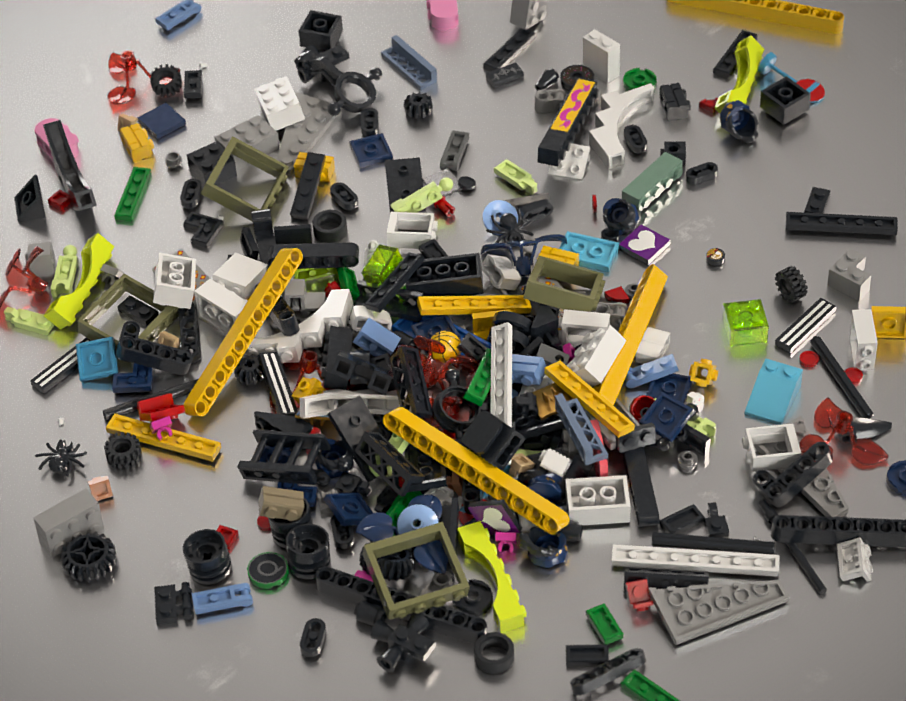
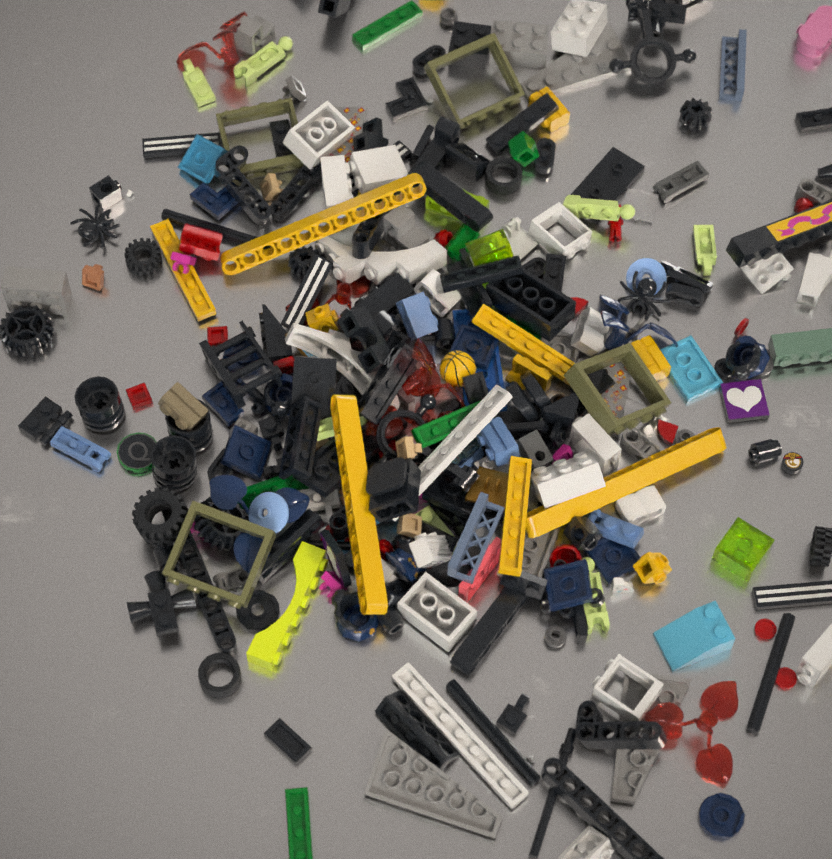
camera: 40 degrees right, 15 degrees up
(44, 431) = (106, 192): none -> black brick
(94, 254) = (297, 61): neon yellow arch -> none
(208, 261) = (371, 137): none -> black brick
(234, 458) = (217, 335): none -> red tile
(312, 639) = (106, 540): black plate -> none
(326, 199) = (523, 149): none -> green brick
(339, 569) = (153, 504): none -> black tyre
(369, 122) = (637, 99): black plate -> none
(371, 150) = (614, 128): dark blue tile -> none
(466, 183) = (659, 221): black piece -> none
(473, 408) = (407, 449): none -> tan tile
(504, 74) = (804, 138): black tile -> none
(551, 111) = (802, 204): none -> red plate
(604, 624) = (327, 726): green plate -> none
(608, 671) = (286, 767): black beam -> none
(630, 384) = (582, 533): none -> black brick
(638, 595) = (377, 724): red bracket -> none
(682, 520) = (491, 688): black tile -> none
(692, 261) = (765, 451): none -> black brick
(865, 429) = (734, 739): black piece -> none

